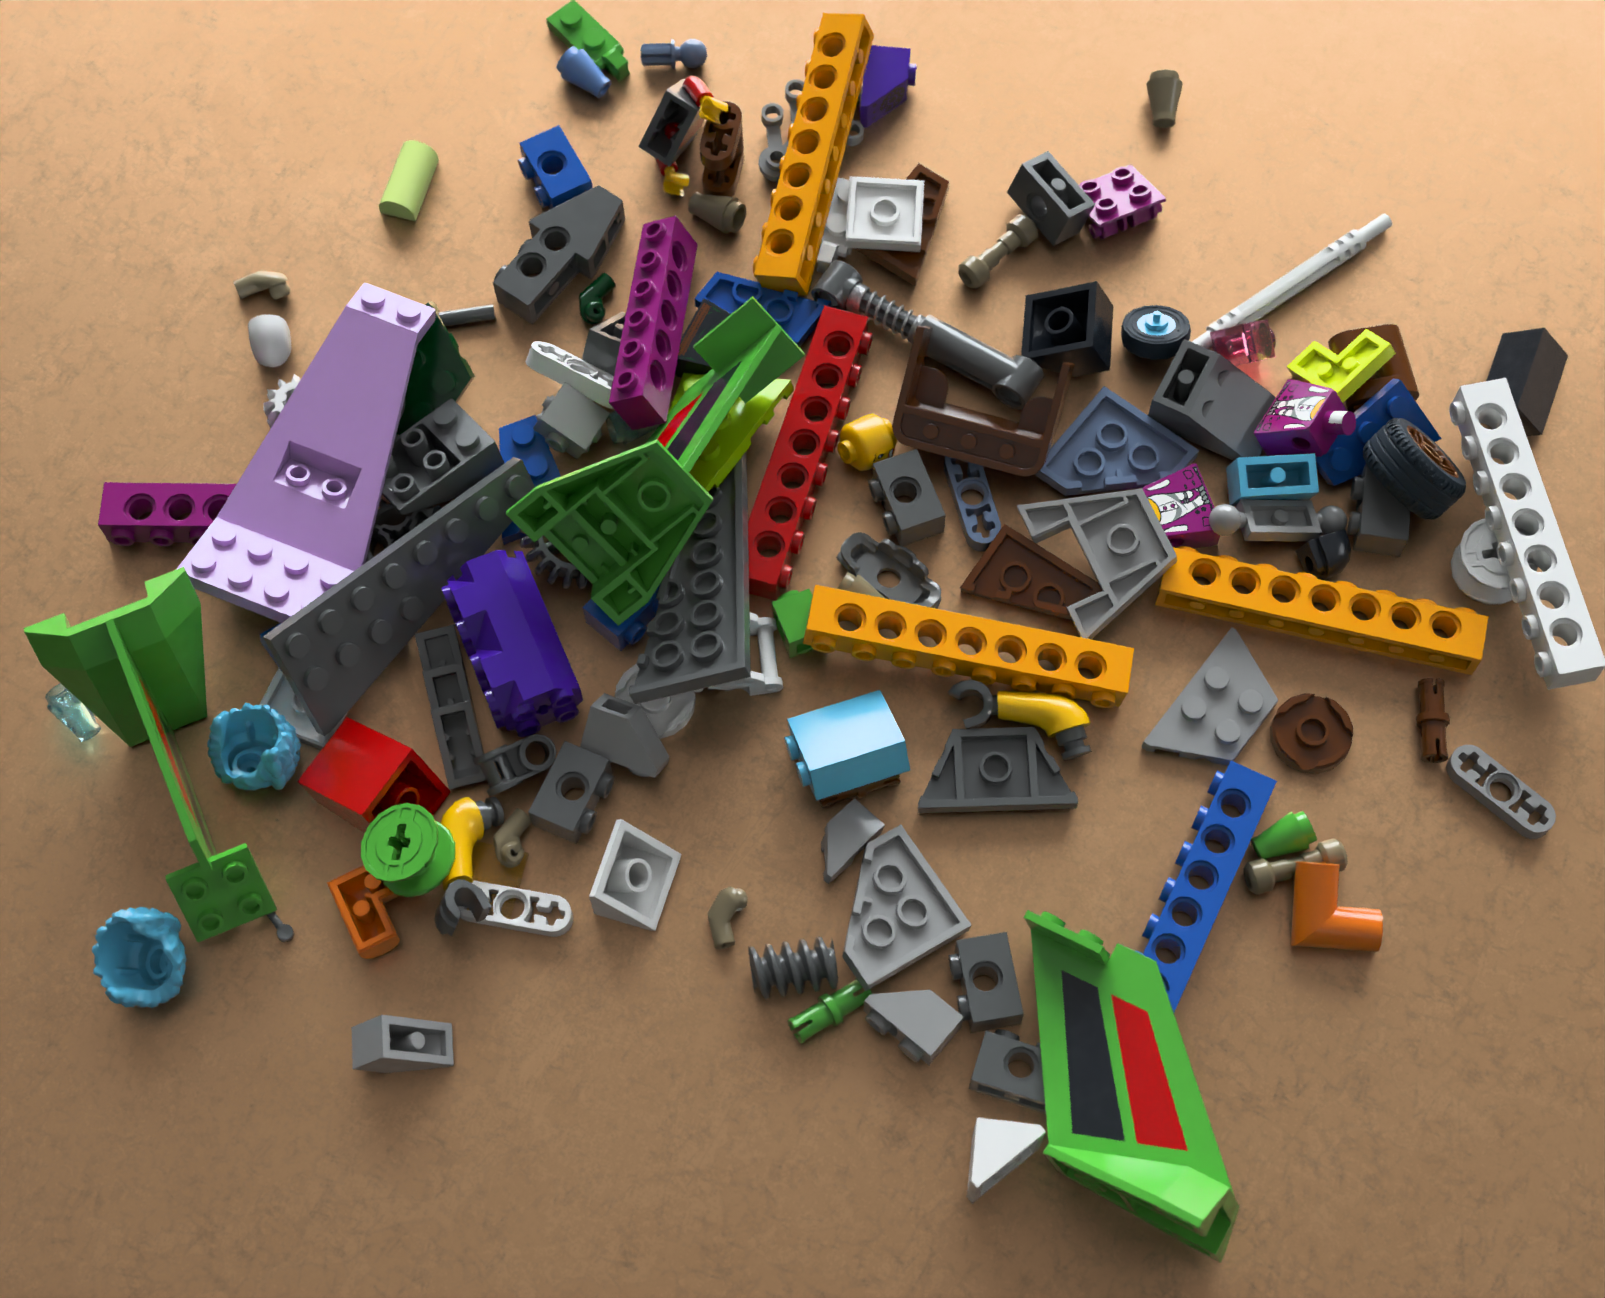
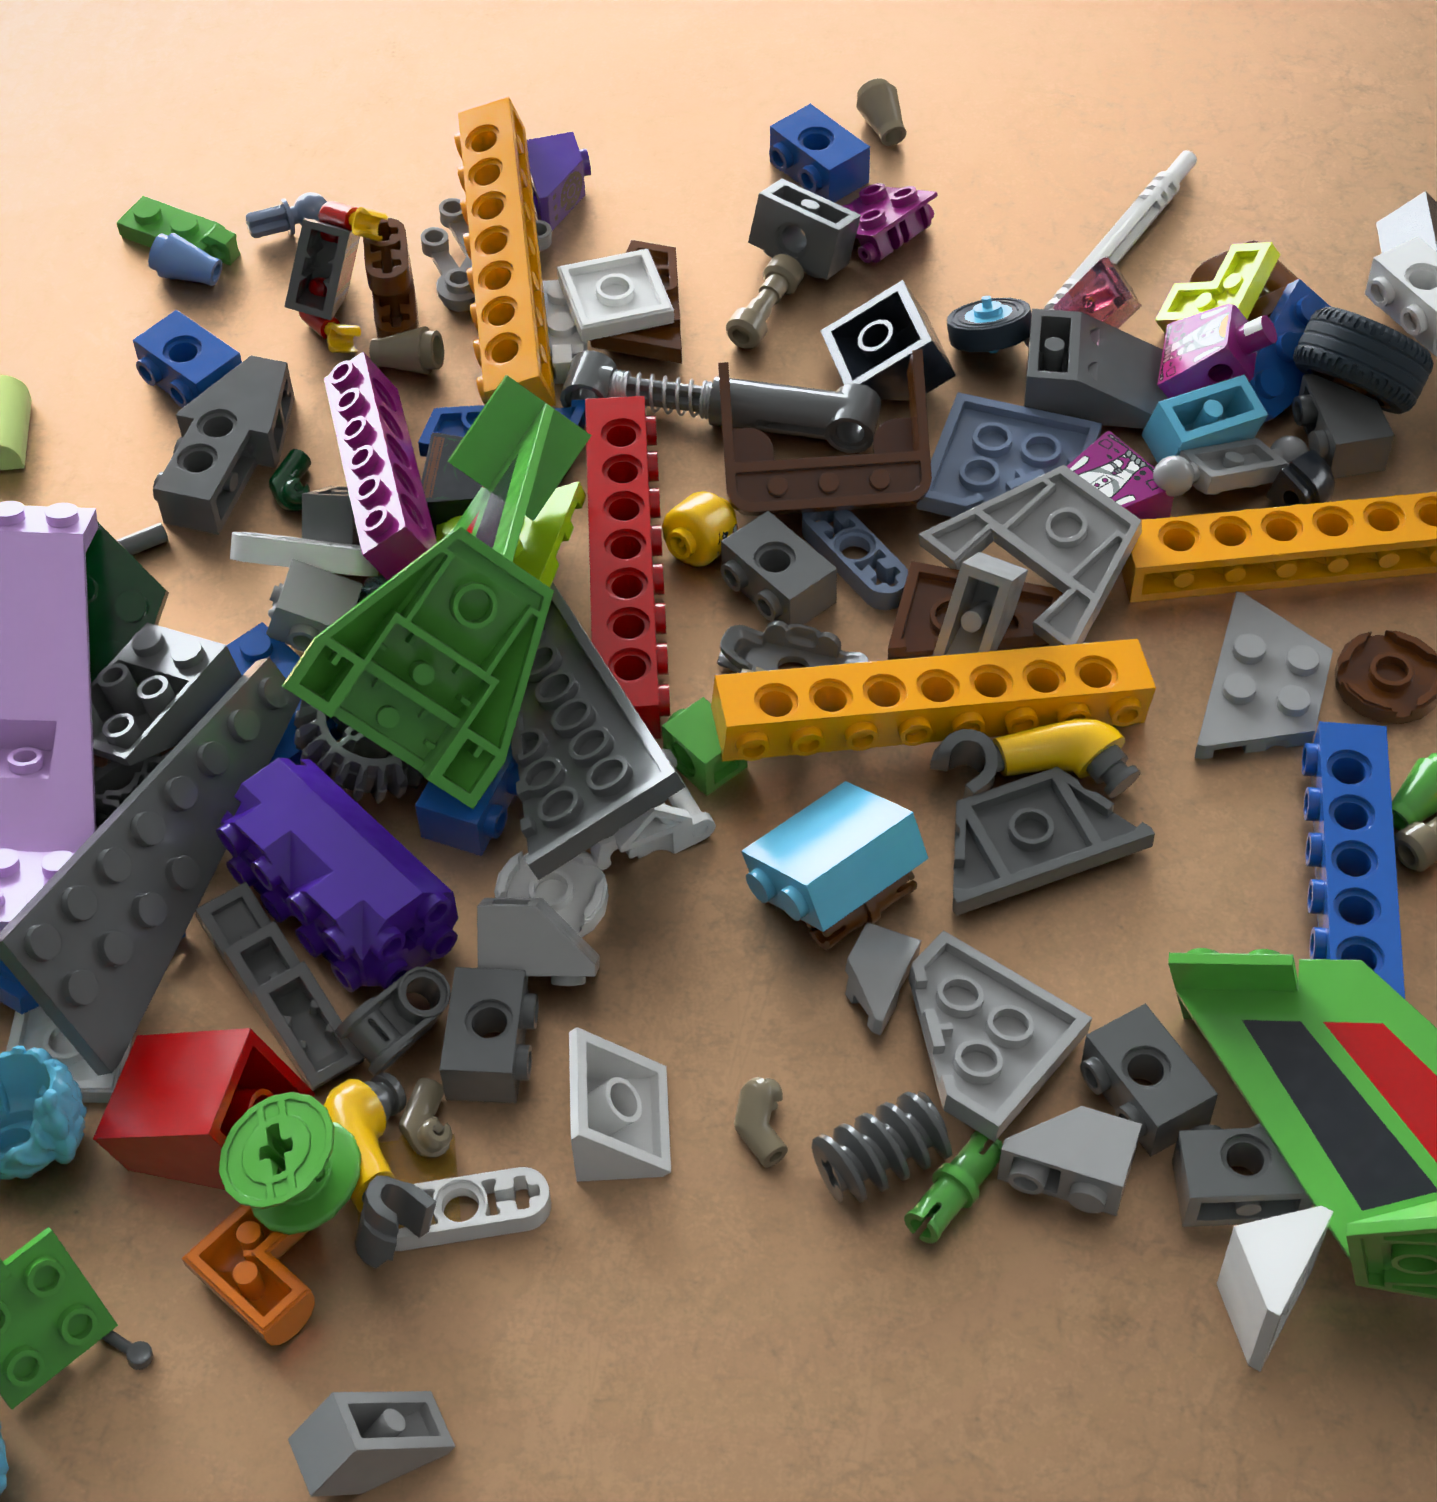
camera: 20 degrees left, 15 degrees down
(1031, 585) = (980, 606): none -> light grey slope
(1096, 107) = (819, 153): none -> blue brick

